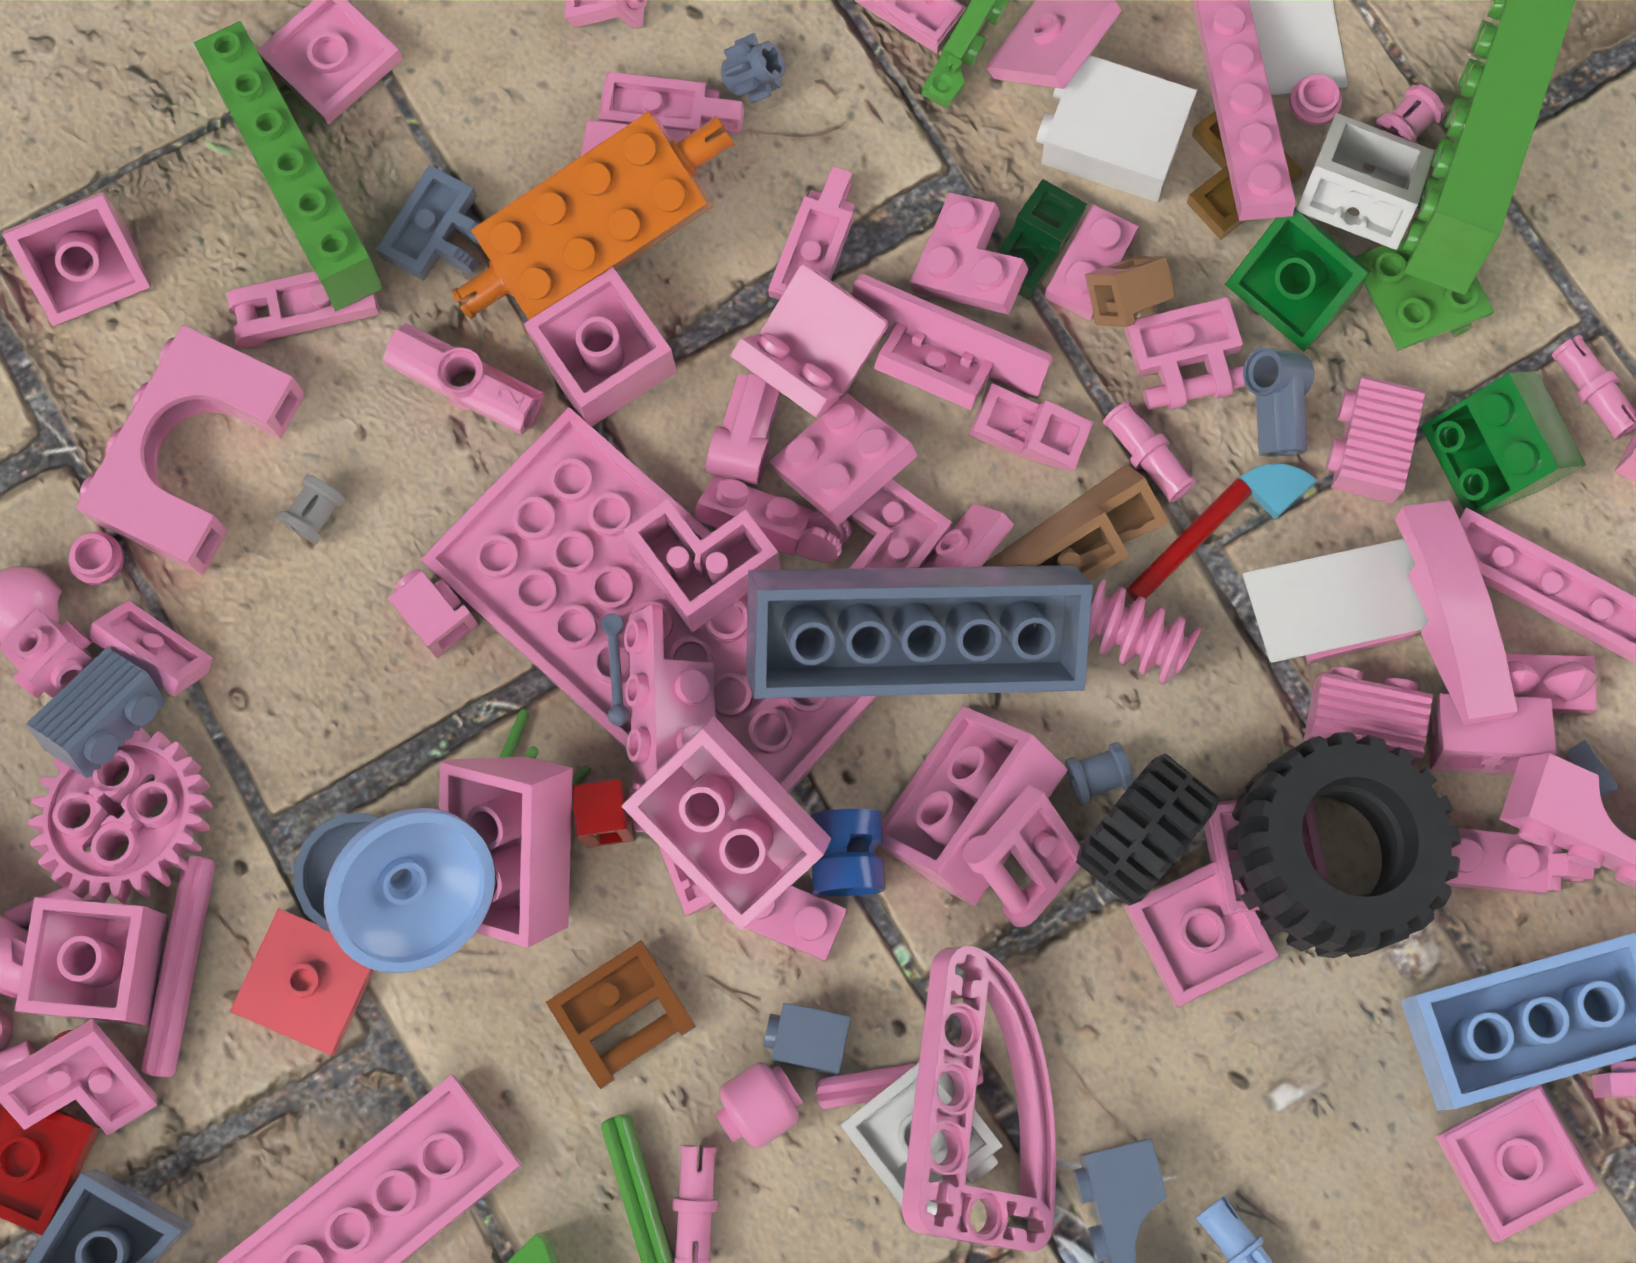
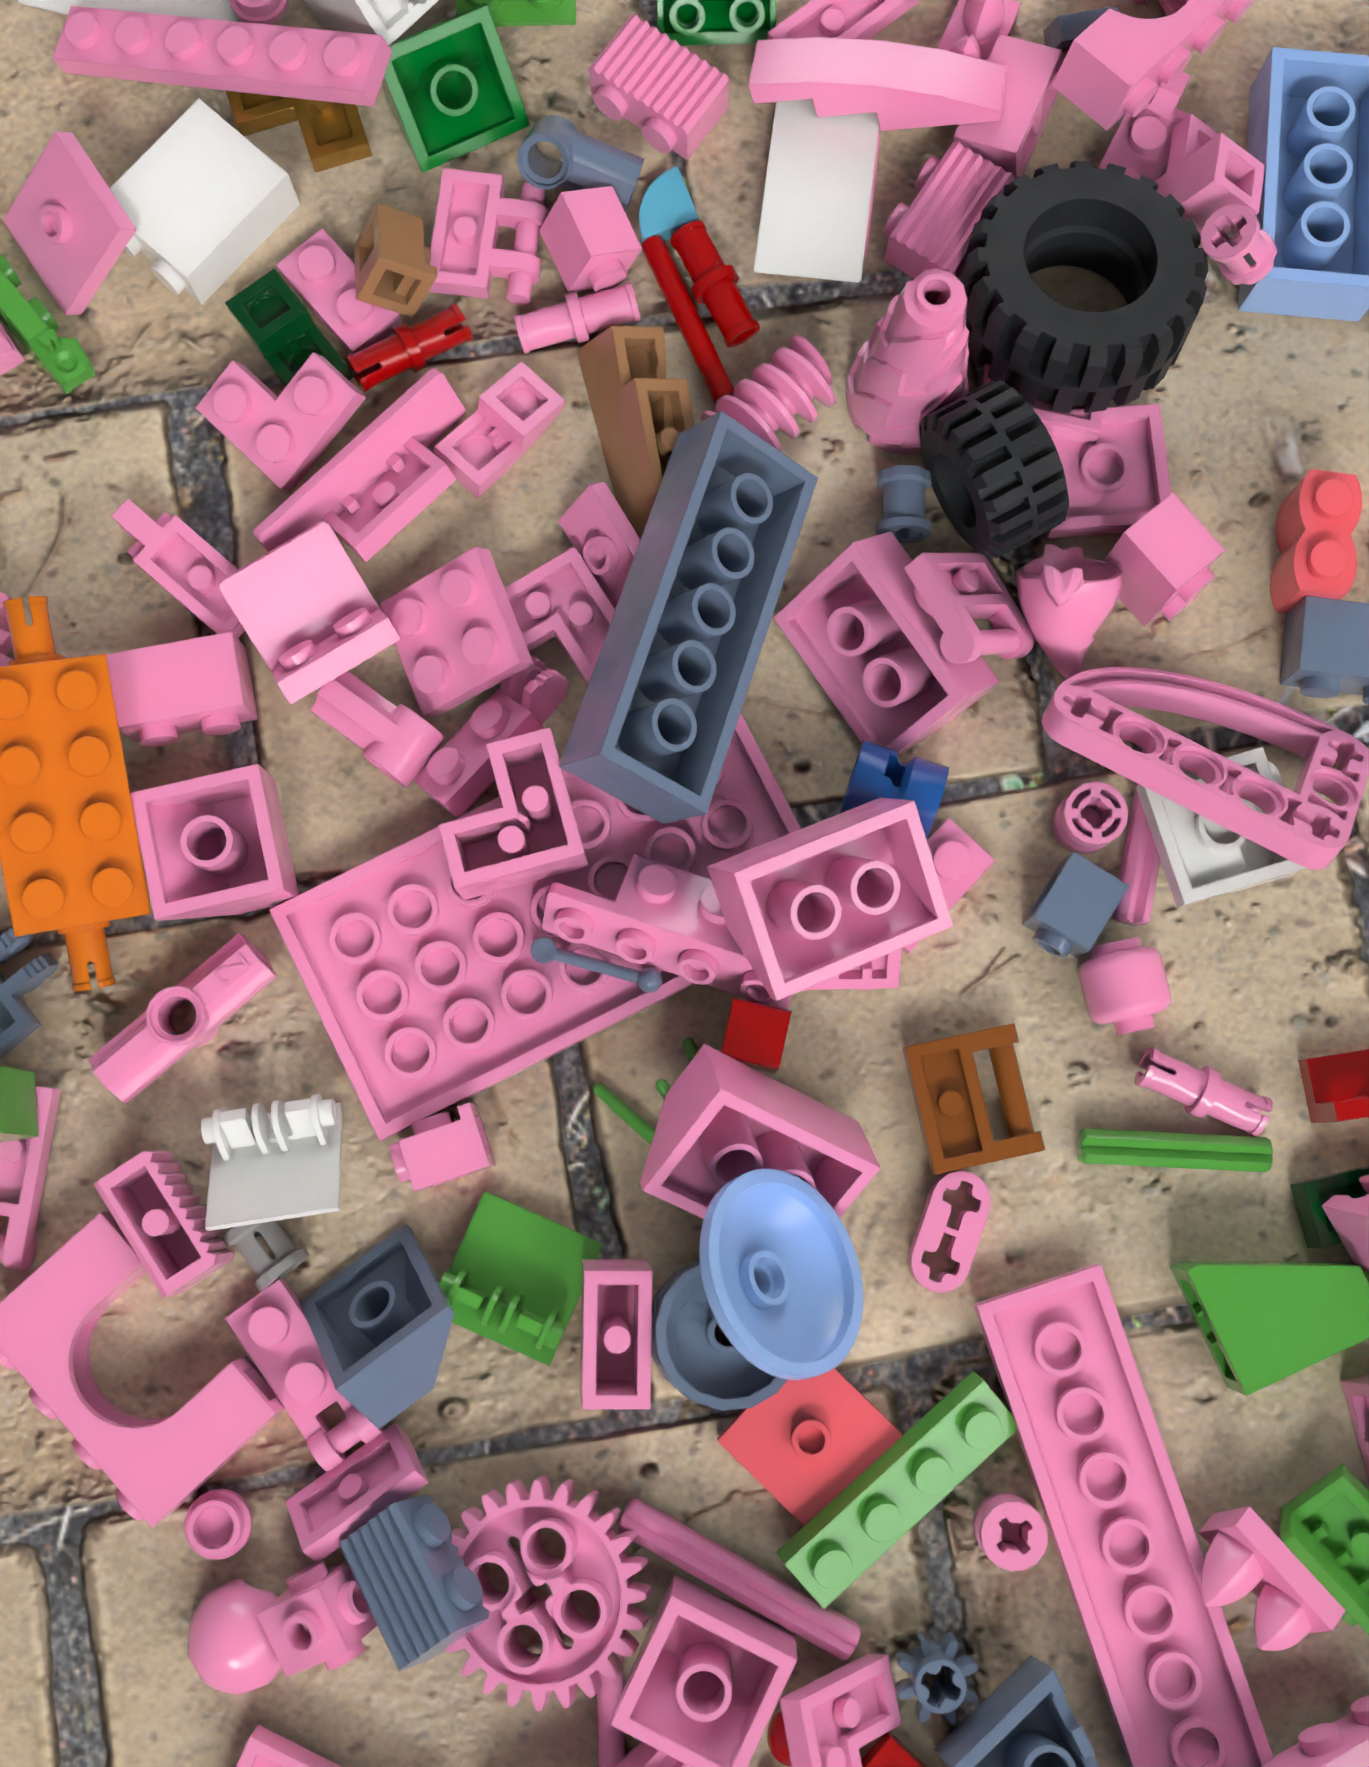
camera: 75 degrees left, 5 degrees up
(147, 1164) = (942, 1696): none -> sand blue gear
(228, 576) = (287, 1355): none -> bright pink plate
(277, 616) = (382, 1327): none -> sand blue slope
(287, 1065) = (898, 1490): none -> plate
(293, 1172) = (1000, 1519): none -> bright pink wheel
(303, 426) = (163, 1221): none -> bright pink brick
(341, 785) = (615, 1334): none -> bright pink brick
(353, 706) = (517, 1277): none -> bright green hinge
(375, 488) = (273, 1162): none -> white hinge
(506, 1019) = (964, 1236): none -> bright pink beam
(718, 273) = (182, 689): none -> bright pink brick
(886, 1032) = (1081, 827): none -> bright pink wheel
(1067, 332) = (409, 347): none -> red pin
(1067, 937) = (1067, 602): none -> bright pink hat
(1129, 1001) = (1164, 561): none -> bright pink brick
(1211, 732) = (911, 362): none -> bright pink cone
(1216, 435) = (590, 239): none -> bright pink brick
(1221, 1132) = (1316, 539): none -> coral brick
(1227, 549) = (714, 283): none -> red pin
(1422, 952) = (1230, 251): none -> bright pink bush
(1494, 922) = (1209, 172): none -> bright pink brick

